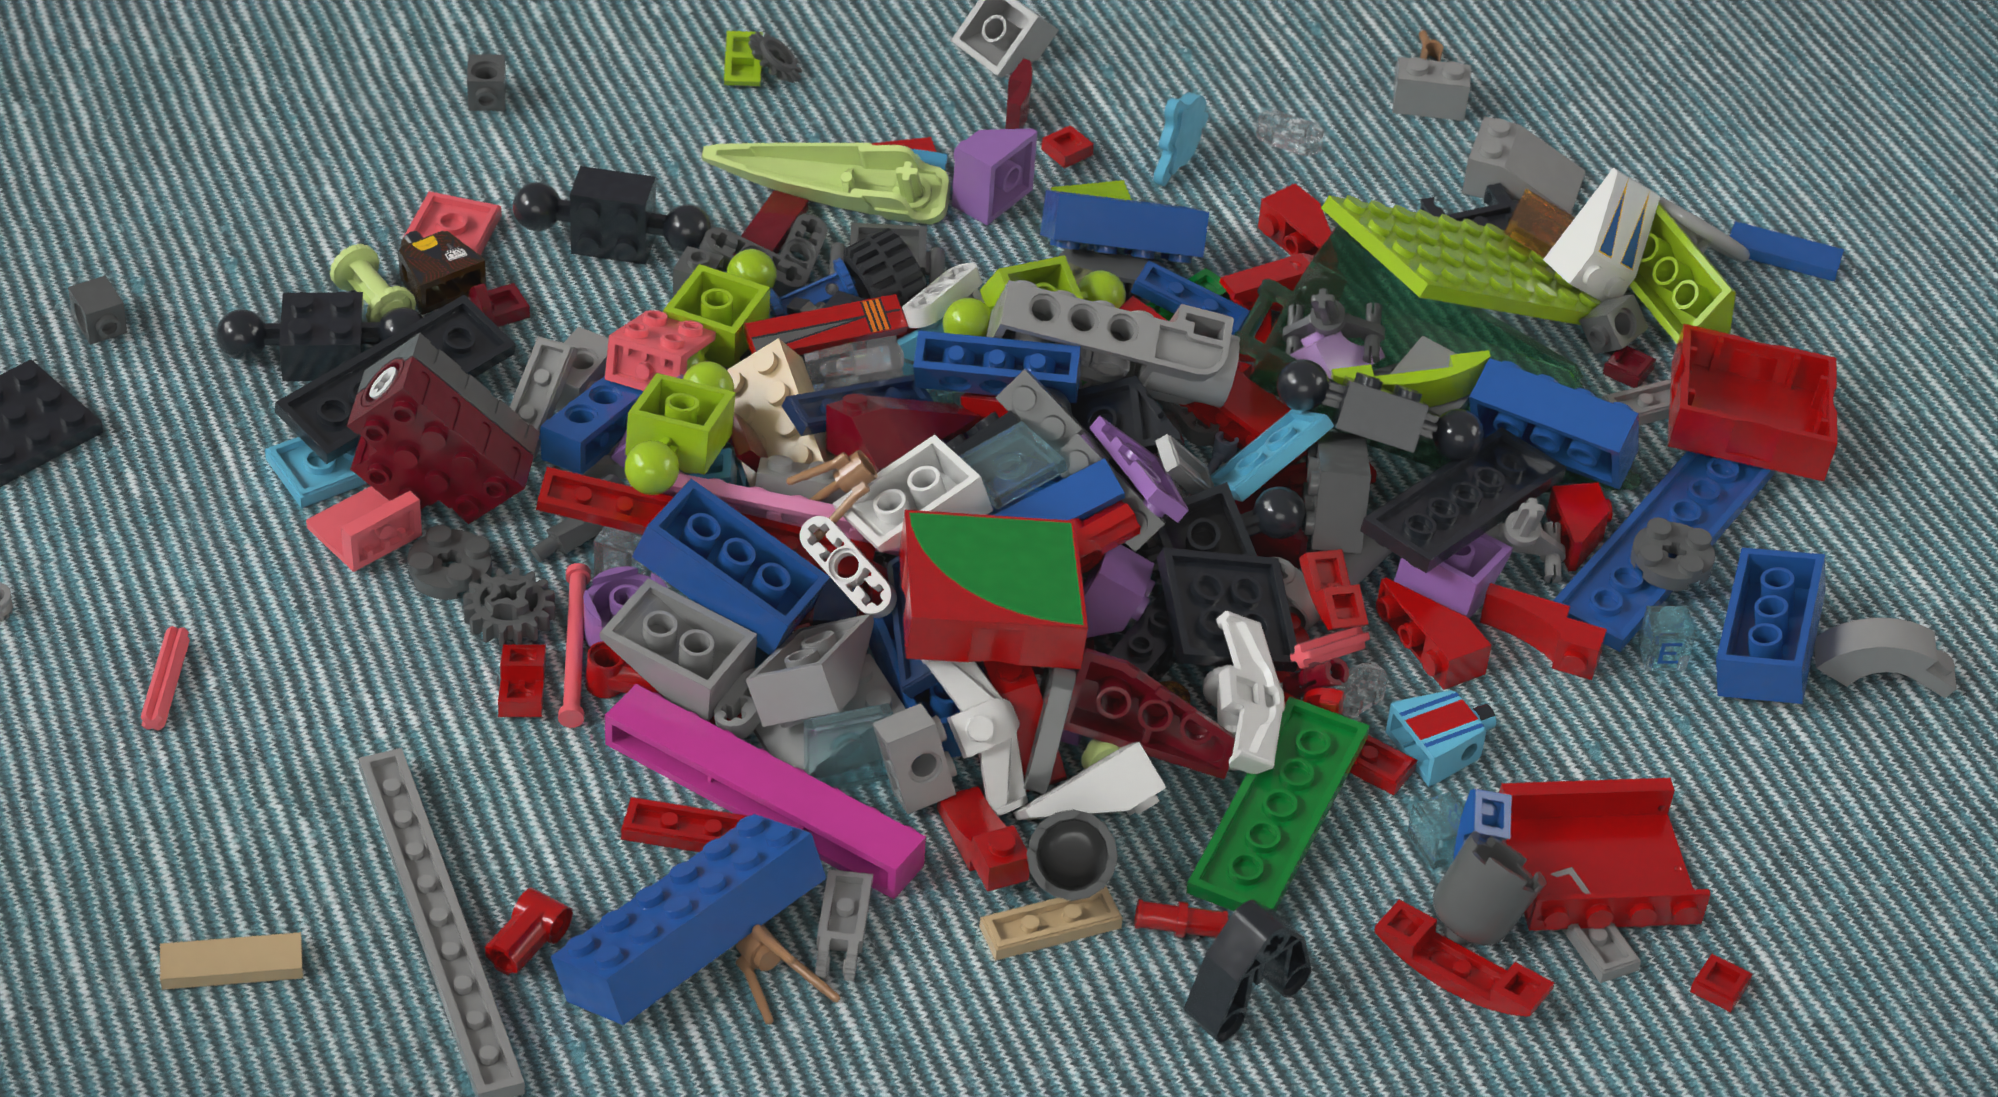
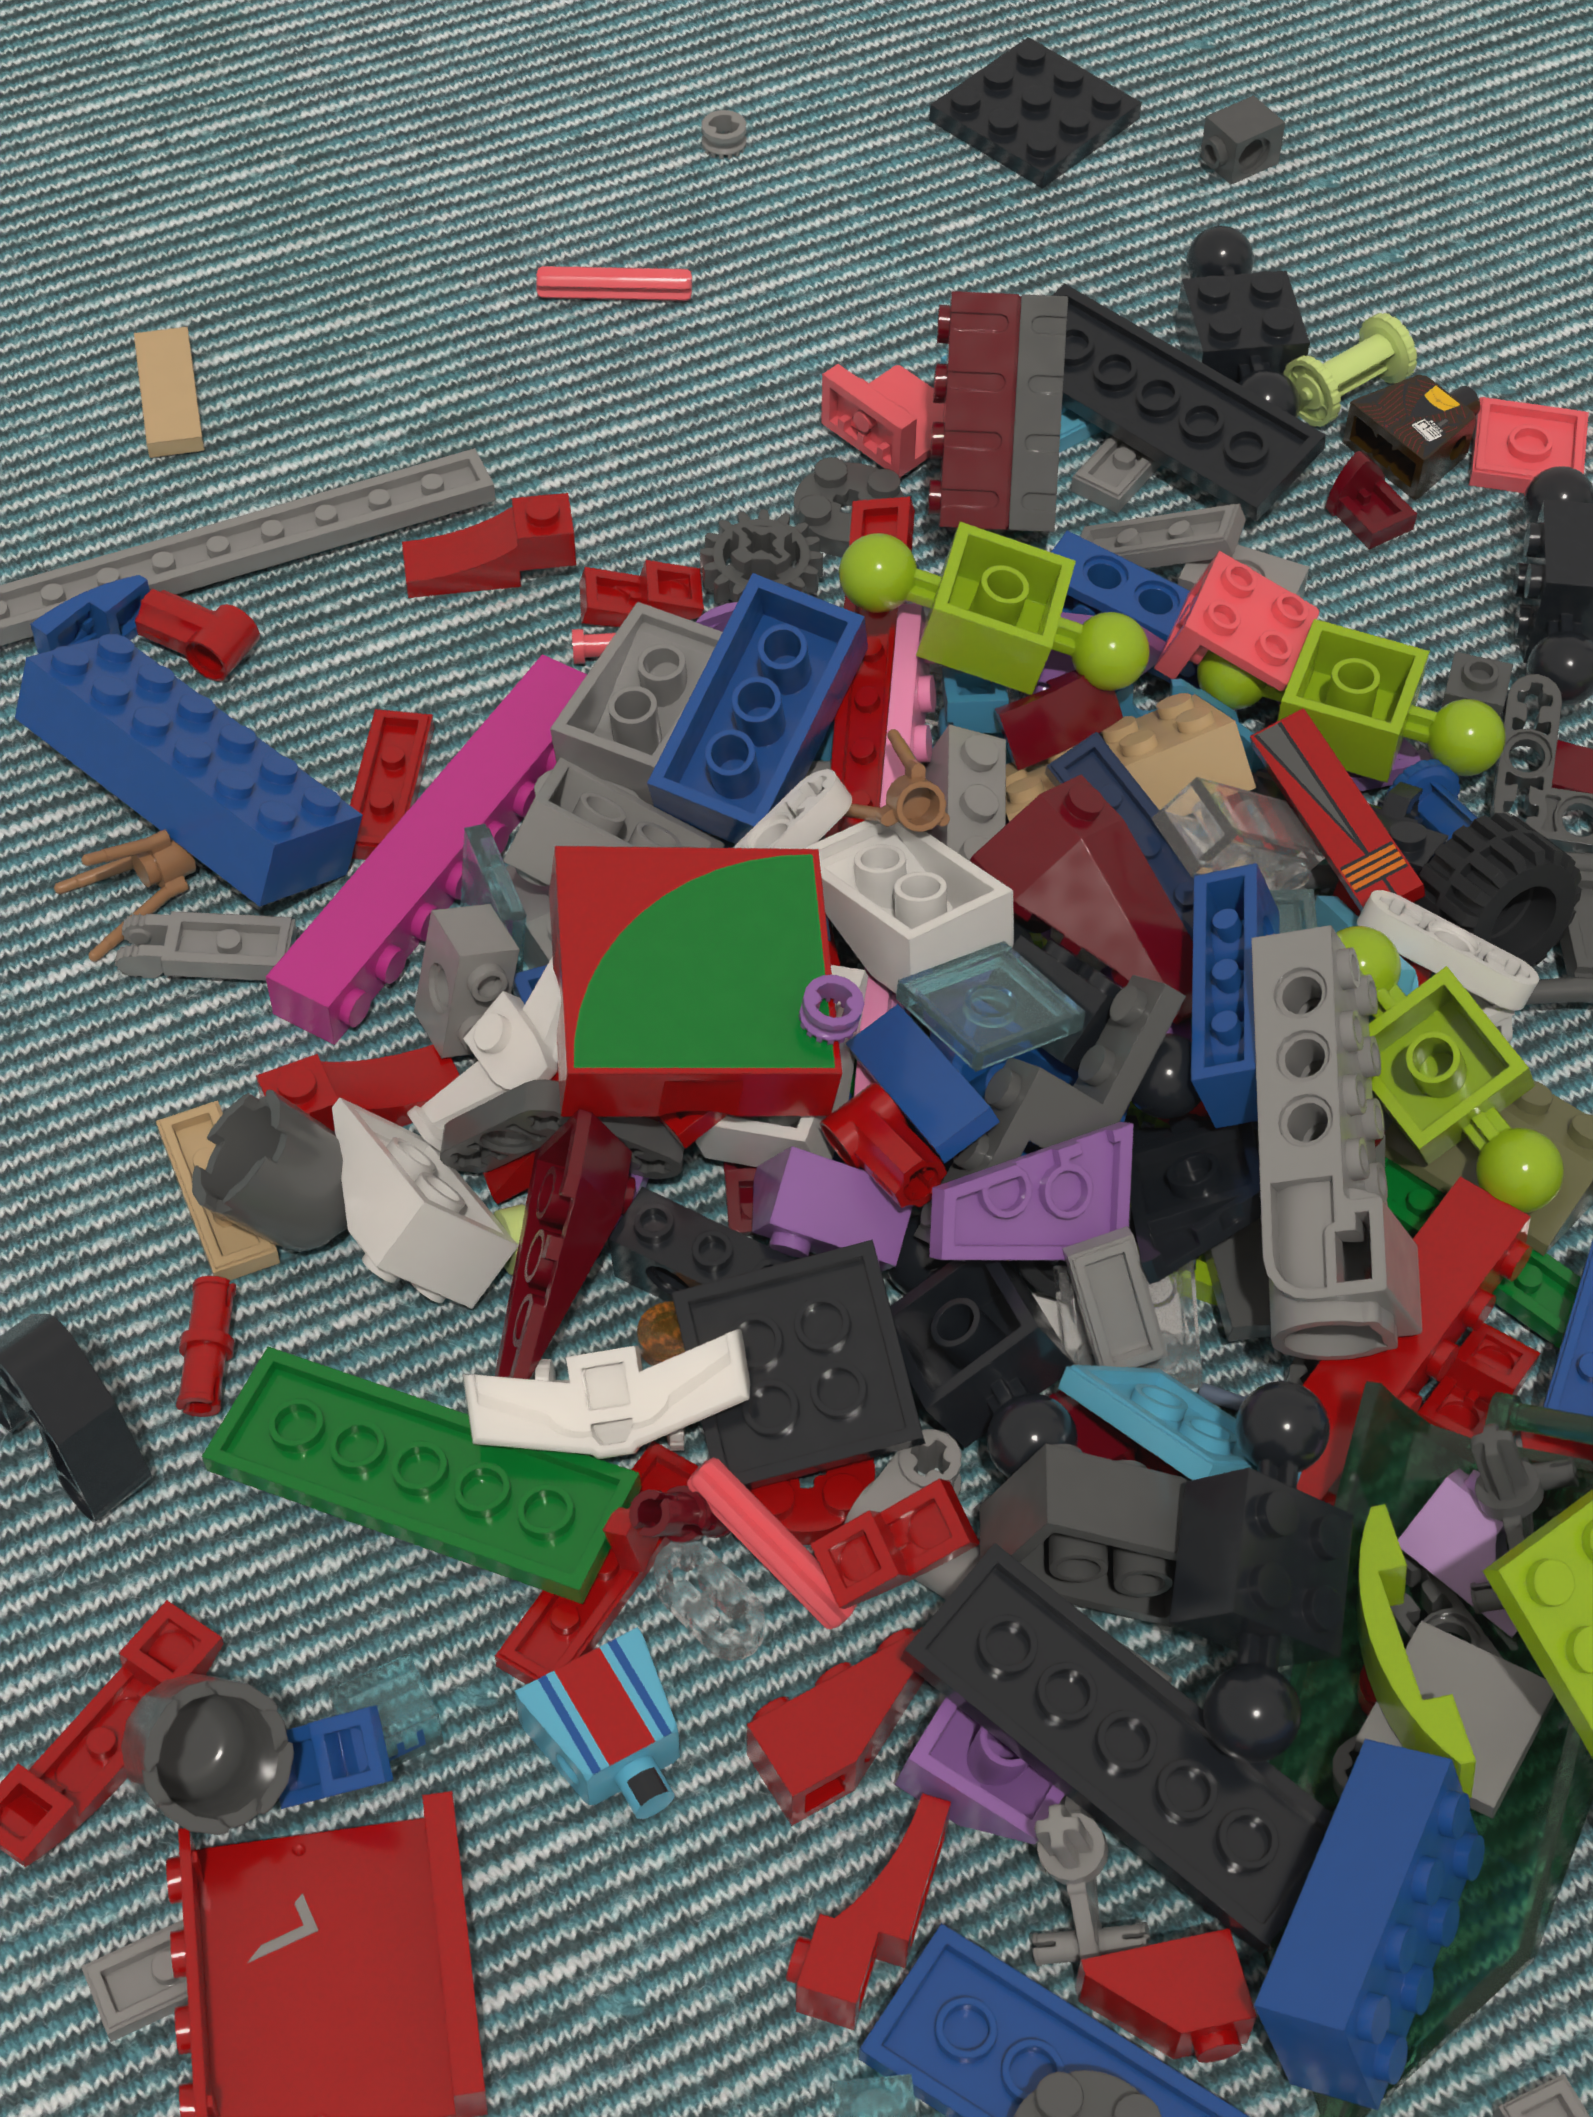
camera: 90 degrees right, 10 degrees up
(468, 753) = (491, 554): none -> red slope
(513, 1002) = (92, 614): none -> blue slope
(1037, 511) = (827, 1027): none -> medium lavender bush

